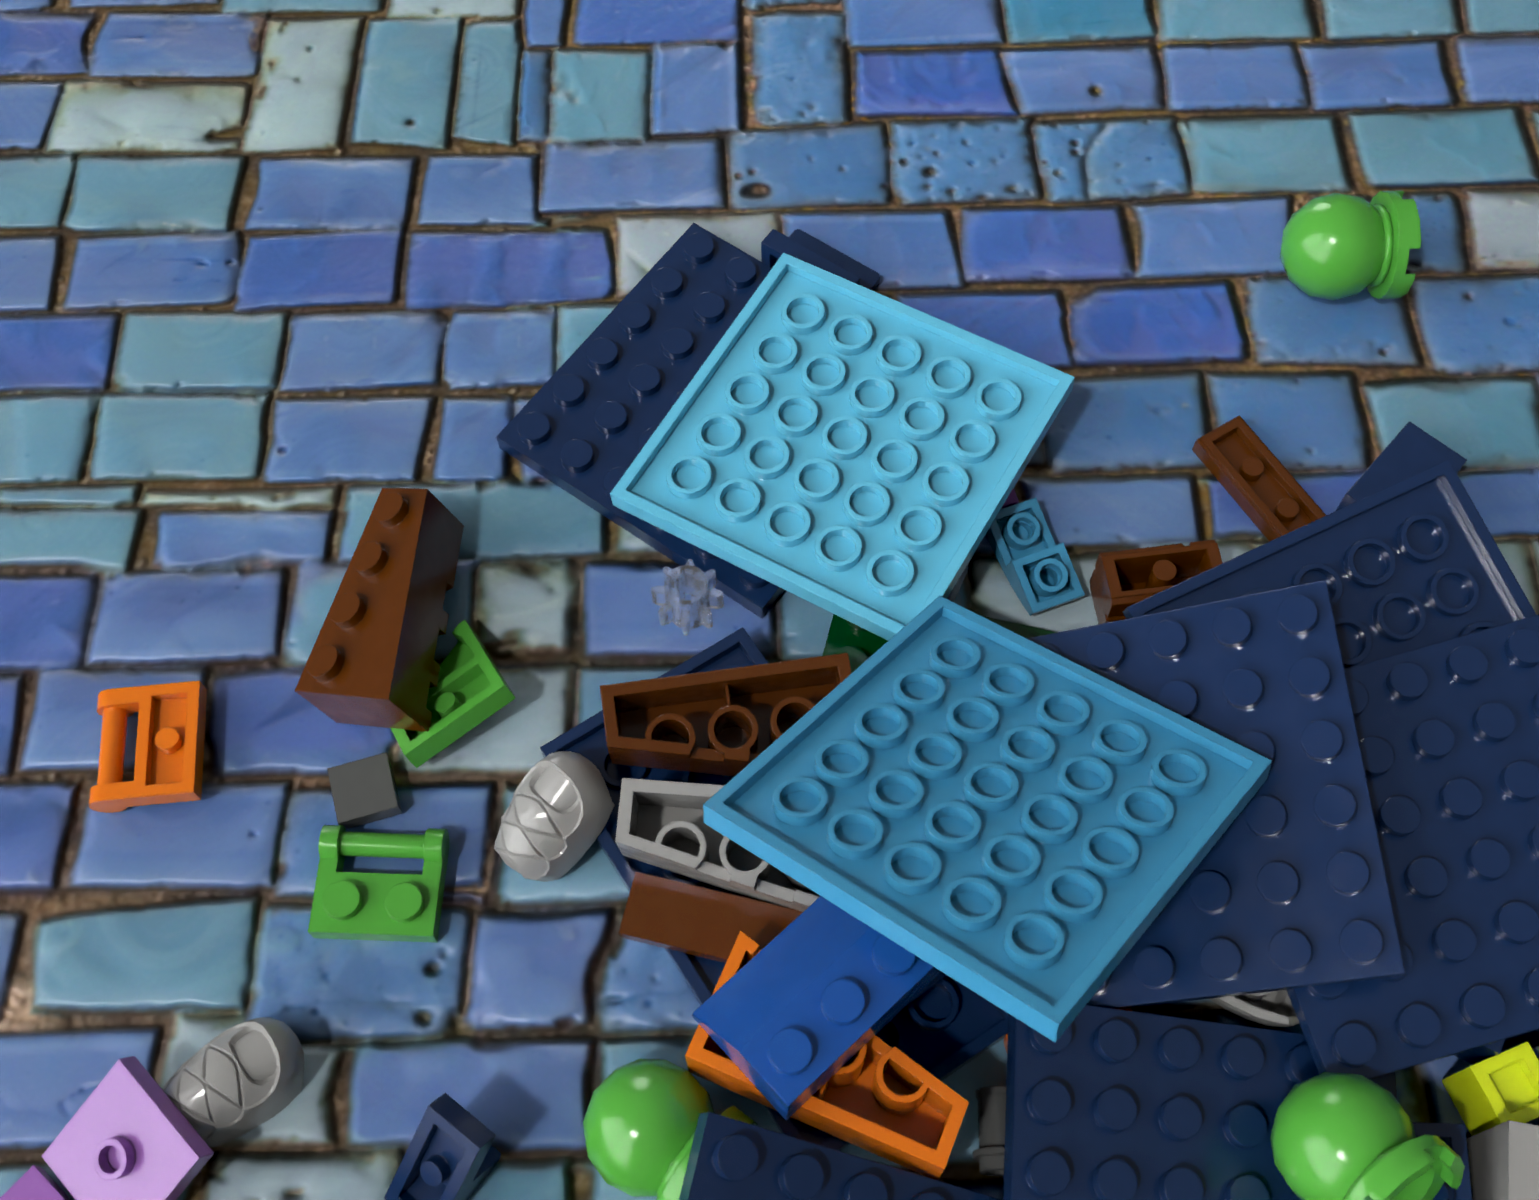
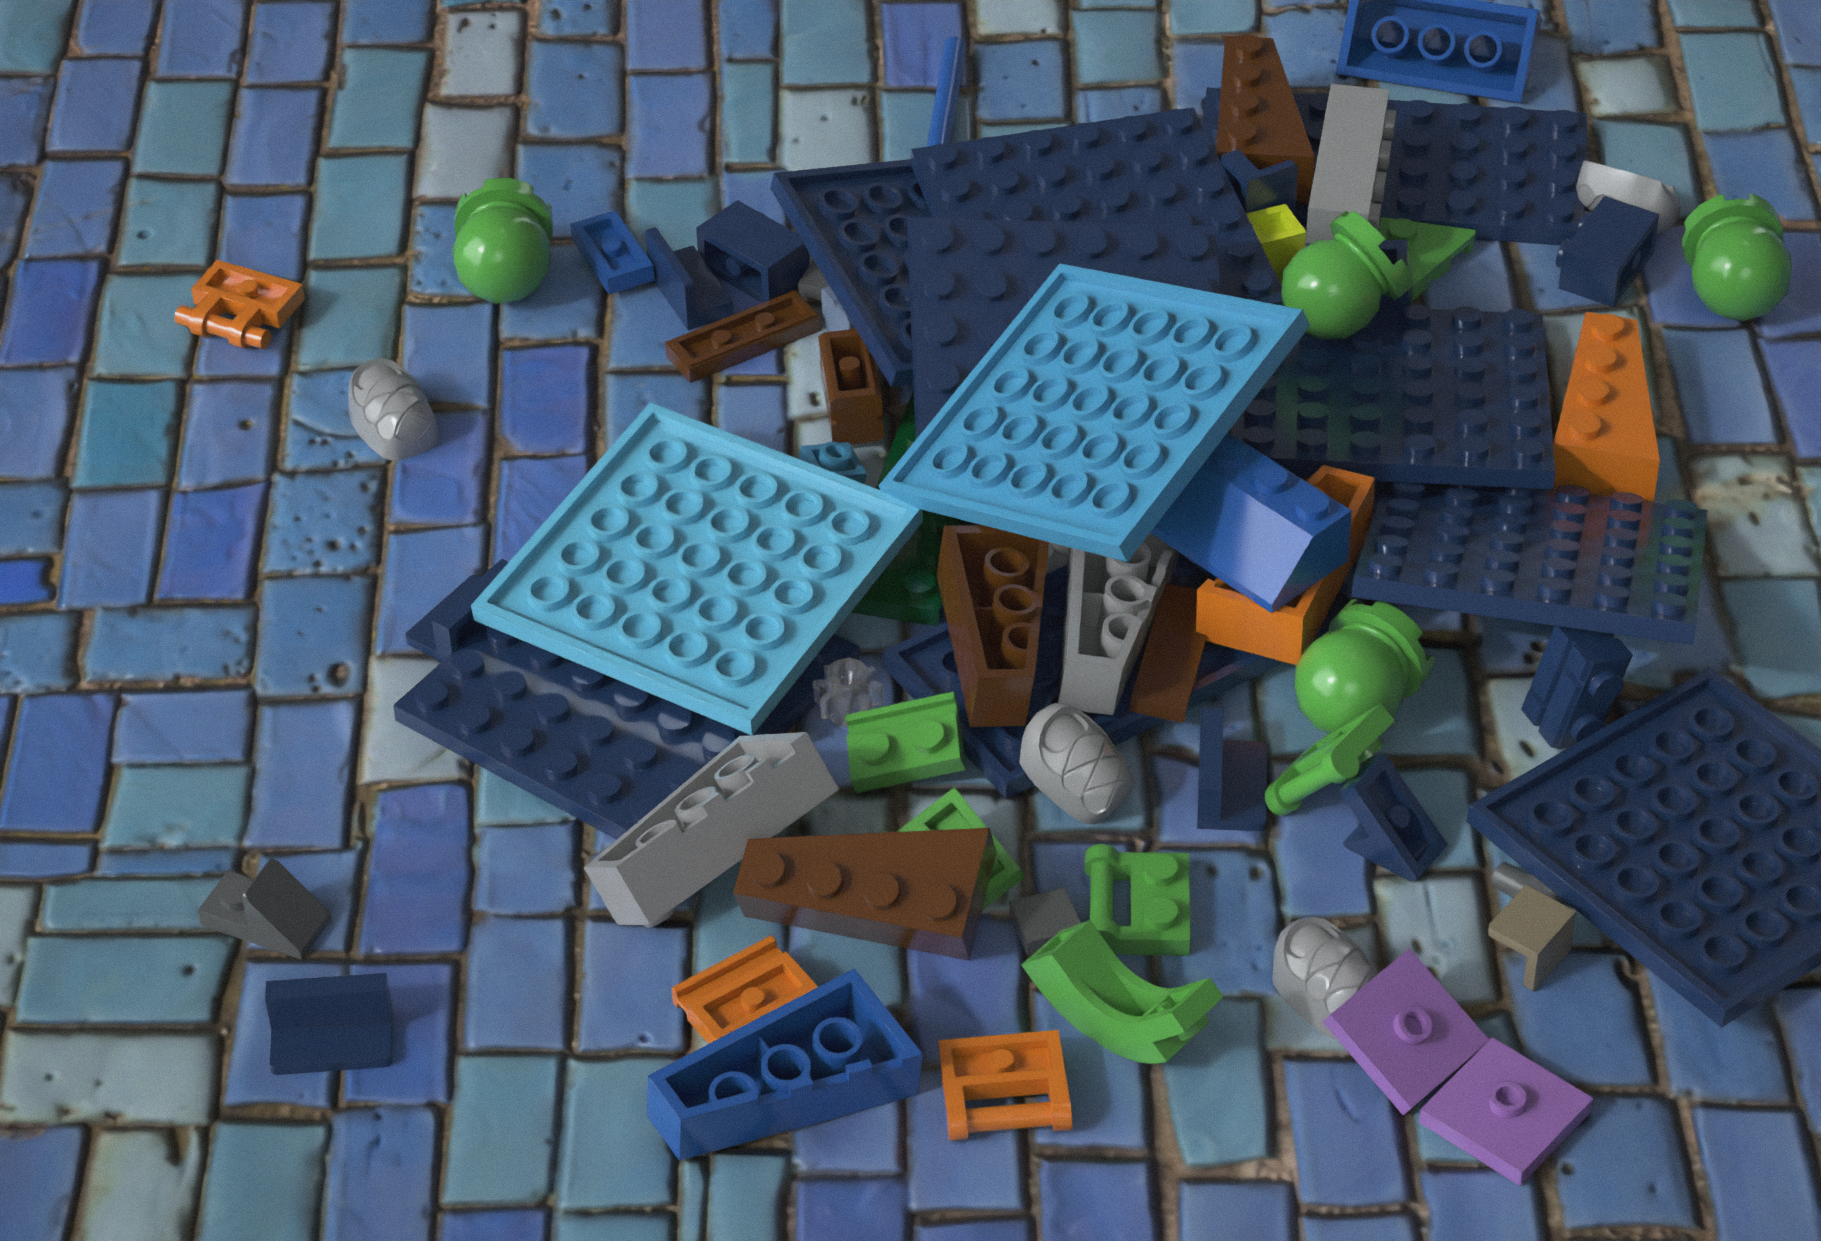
camera: 90 degrees left, 20 degrees down
(178, 558) = (786, 1071): none -> blue wedge
(216, 859) = (1112, 1002): none -> bright green arch
(296, 520) = (741, 989): none -> orange plate
(314, 214) = (329, 1023): none -> dark blue panel
(452, 157) = (266, 910): none -> dark grey slope
(487, 471) = (704, 825): none -> light grey wedge
(533, 1108) = (1329, 760): none -> bright green plate
(550, 988) = (1230, 778): none -> dark blue panel
(607, 645) = (905, 742): none -> bright green plate
(1108, 190) = (391, 410): none -> light grey piece
(1267, 64) = (242, 292): none -> orange plate
(1341, 429) = (687, 283): none -> dark blue panel
(1383, 358) = (612, 252): none -> blue plate

